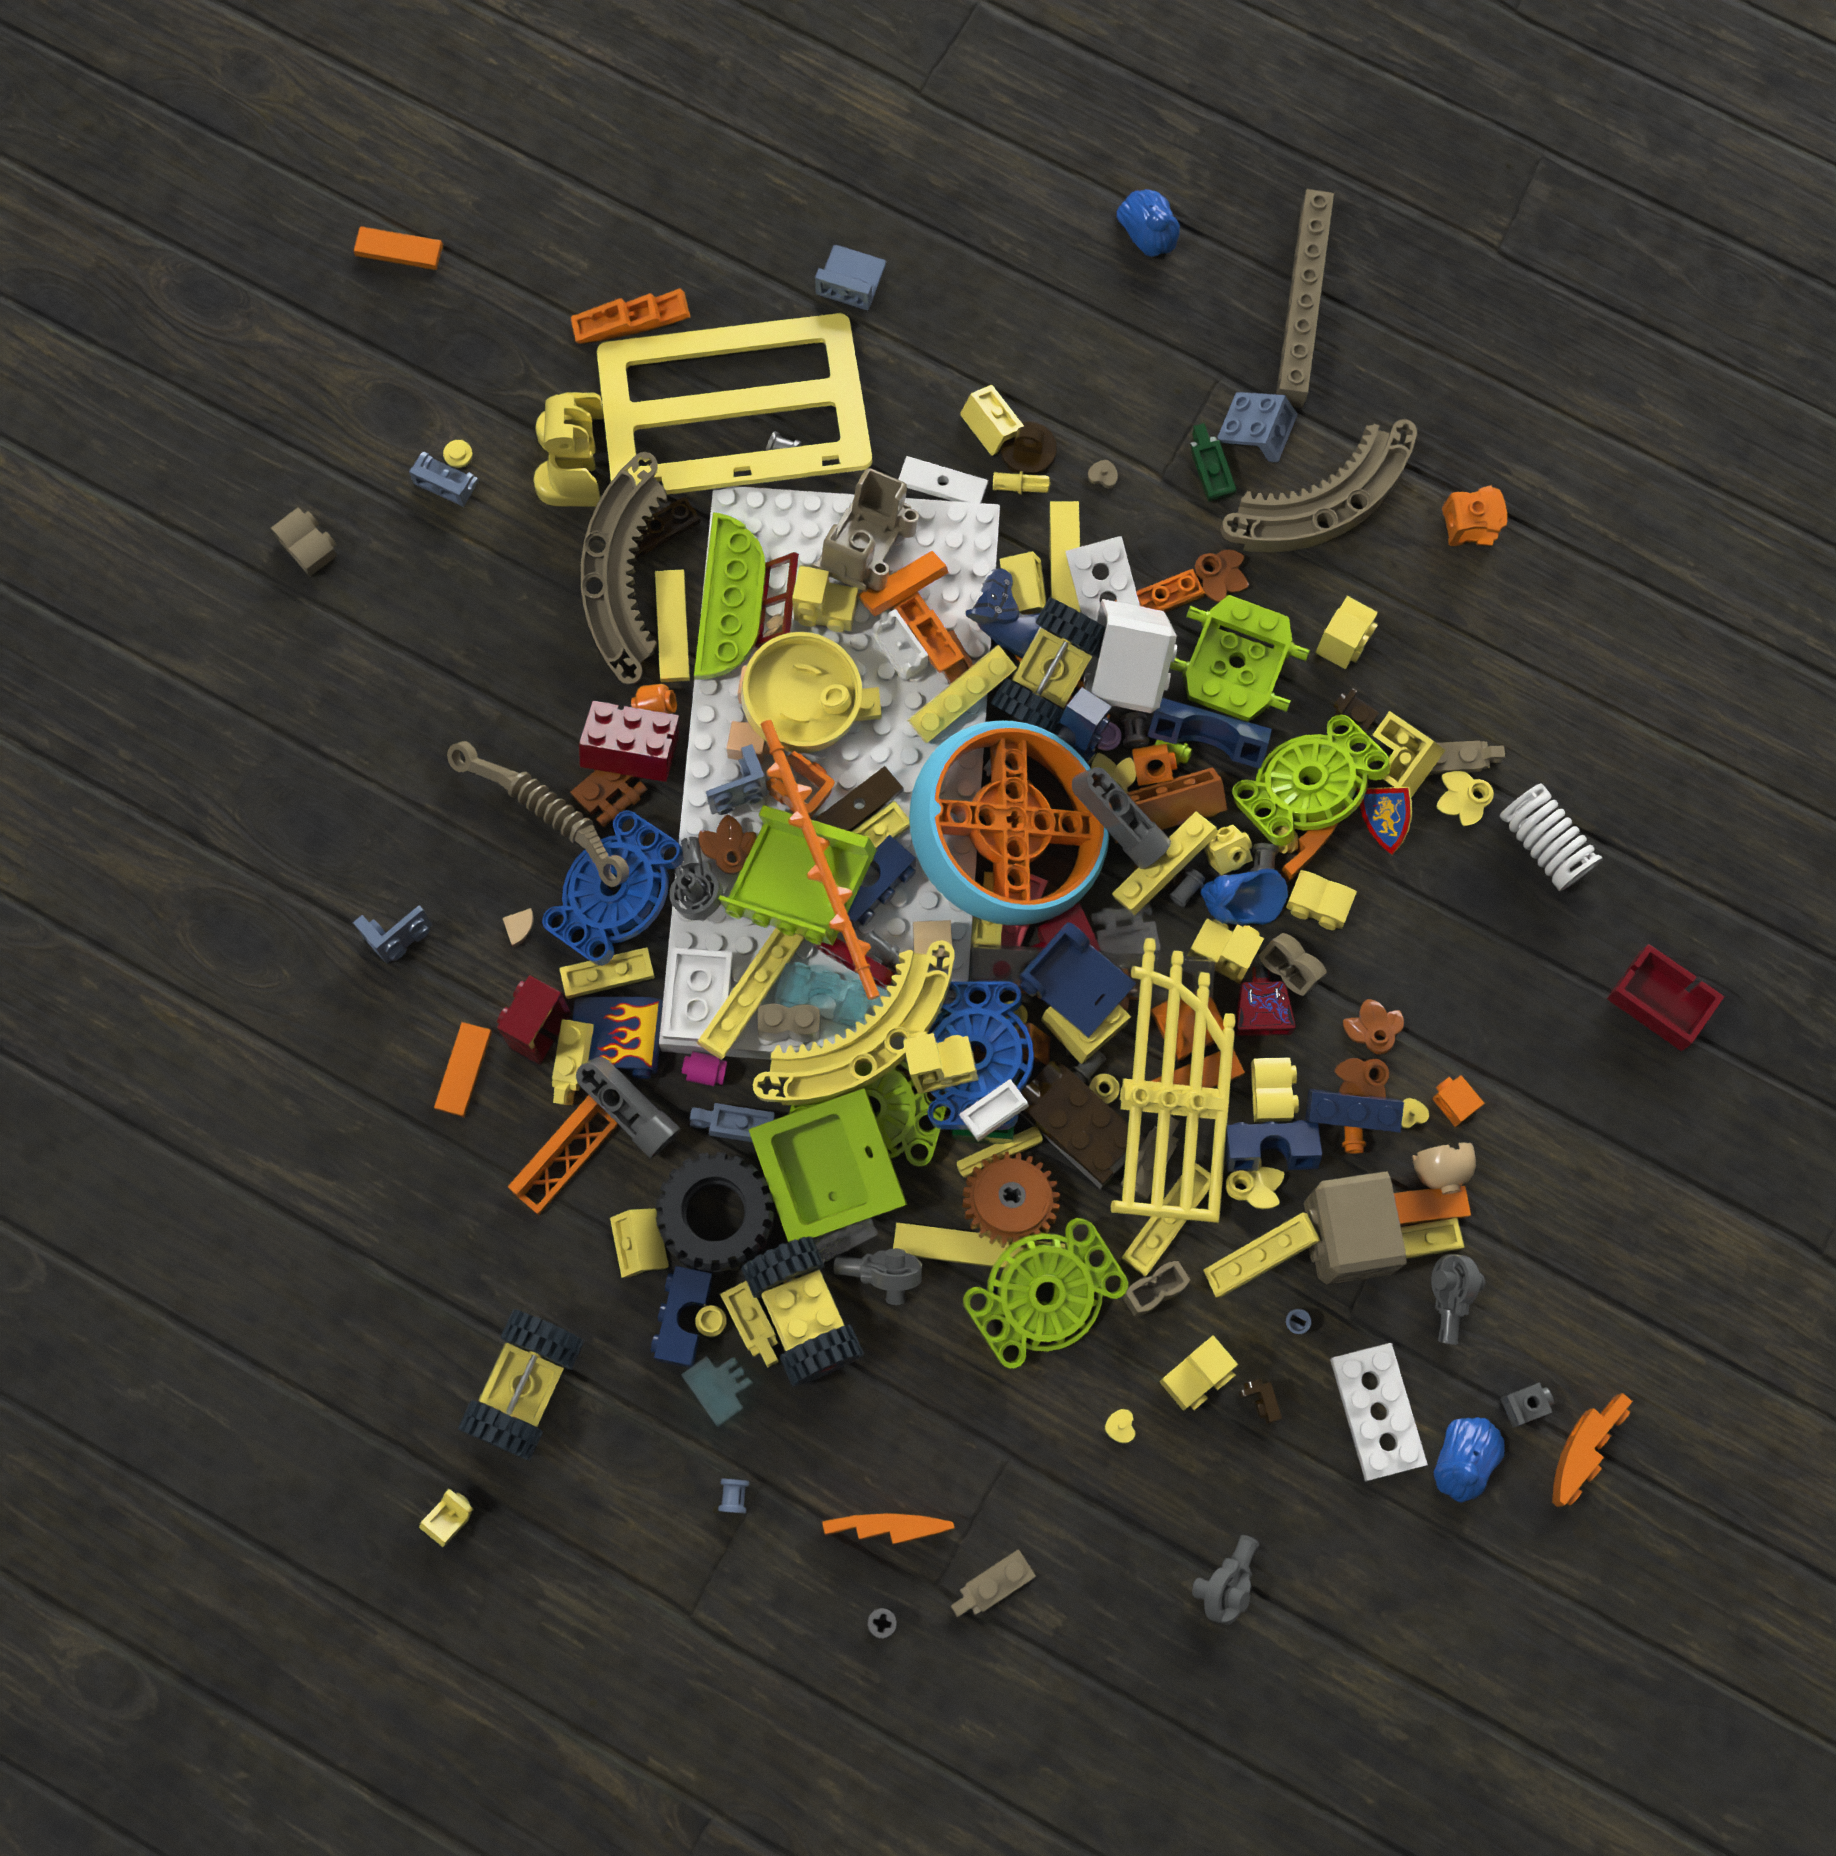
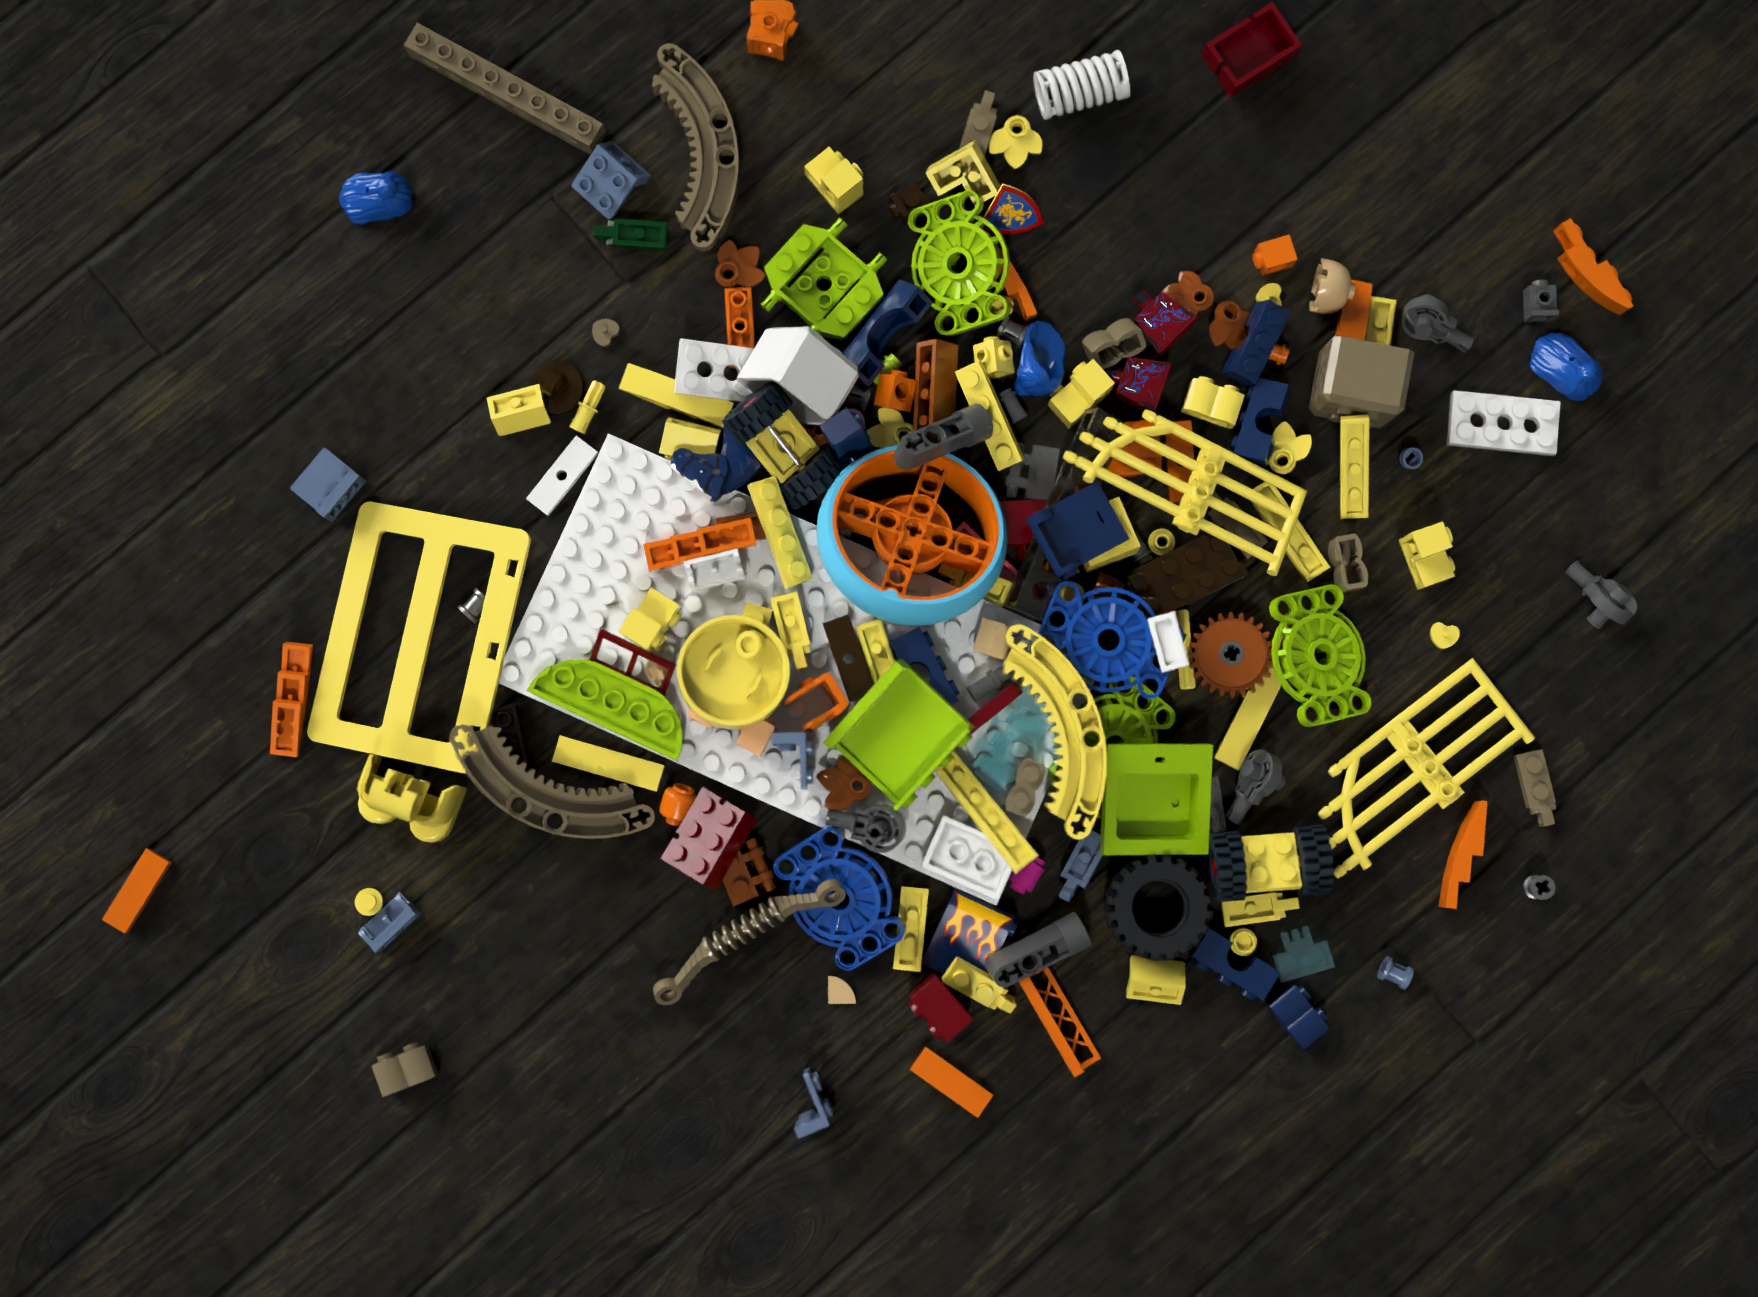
camera: 70 degrees left, 10 degrees up
(447, 1517) = (1333, 1218): light yellow bracket -> none
(521, 1384) = (1250, 1121): plate -> none
(651, 1404) = (1298, 1016): none -> dark blue brick
(821, 870) = (884, 708): orange plant -> none
(867, 532) = (600, 563): dark tan container -> none
(868, 740) = (792, 627): none -> light yellow hinge
(904, 583) = (660, 545): orange tile -> none
(939, 1064) = (1112, 671): light yellow brick -> none
(977, 1441) = (1421, 760): none -> light yellow piece
(1267, 1403) = (1468, 509): dark brown bracket -> none
(1320, 900) = (1064, 298): light yellow brick -> none
(1338, 1006) = (1162, 319): none -> dark red torso

